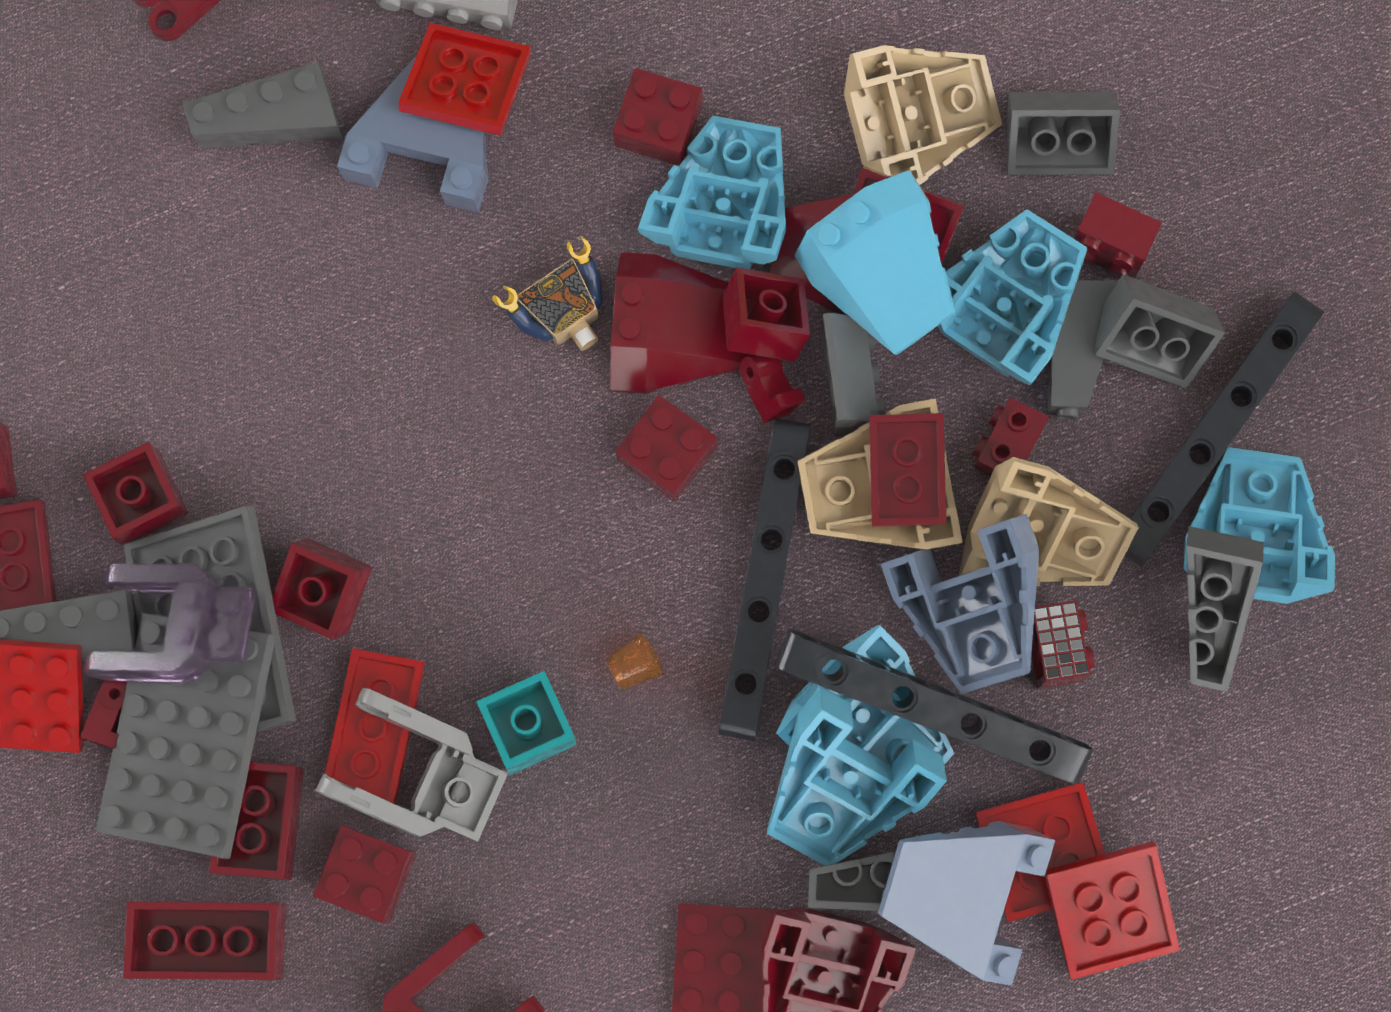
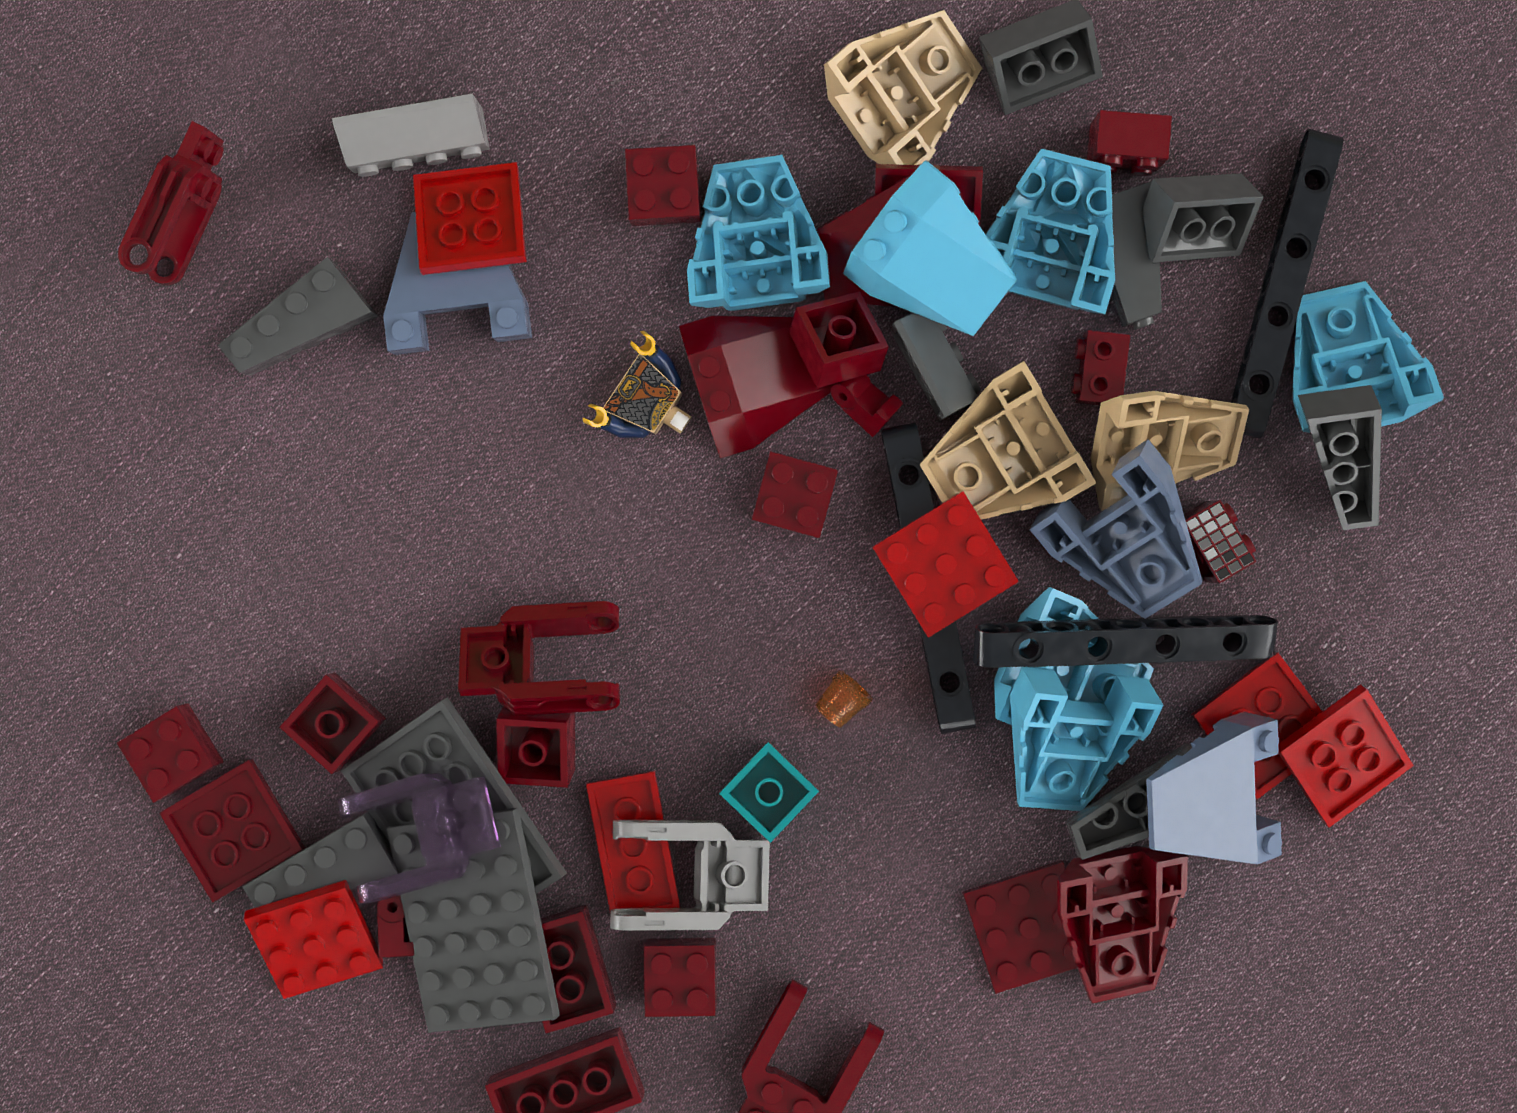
camera: 30 degrees left, 10 degrees up
(326, 490) = (502, 659): none -> dark red plate
(785, 564) = (945, 564): none -> red plate
(907, 470) = (1024, 438): dark red plate -> none

